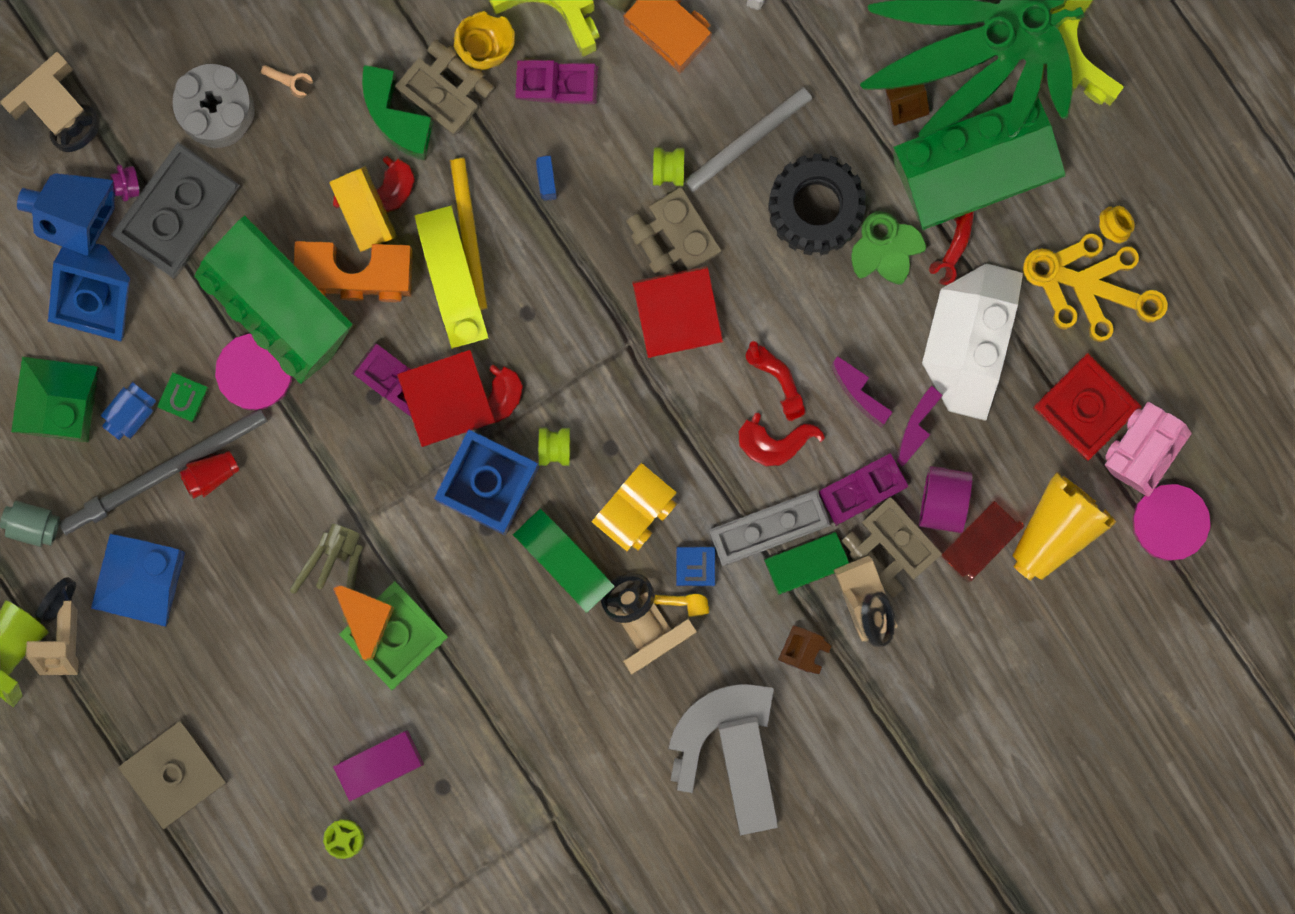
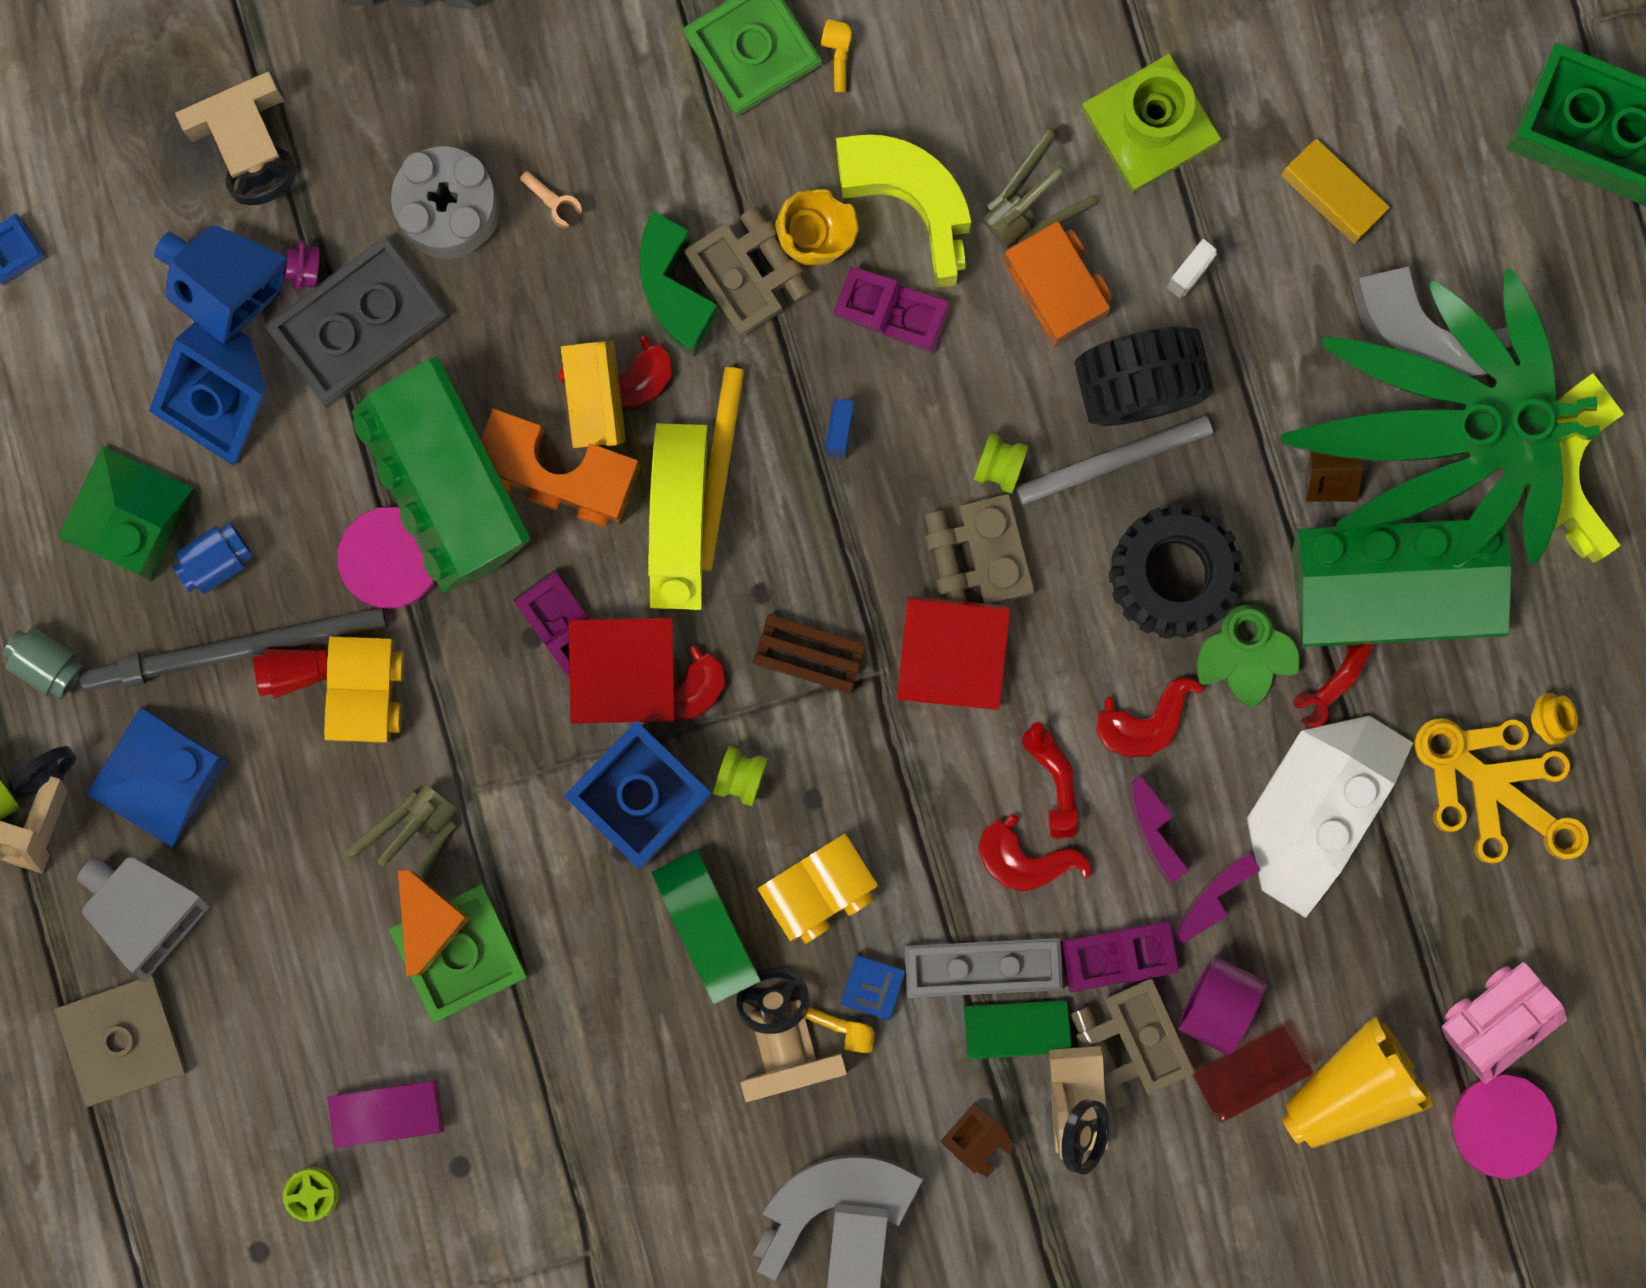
camera: 20 degrees right, 0 degrees up
(157, 677) = (138, 912): none -> light grey torso
(183, 397) = (288, 562): green tile -> none
(265, 471) = (361, 690): none -> yellow brick
(543, 345) = (767, 641): none -> reddish brown tile
(750, 72) = (1144, 376): none -> black tyre
(829, 330) = (1145, 737): none -> red piece
(1087, 407) = (1441, 942): red tile -> none

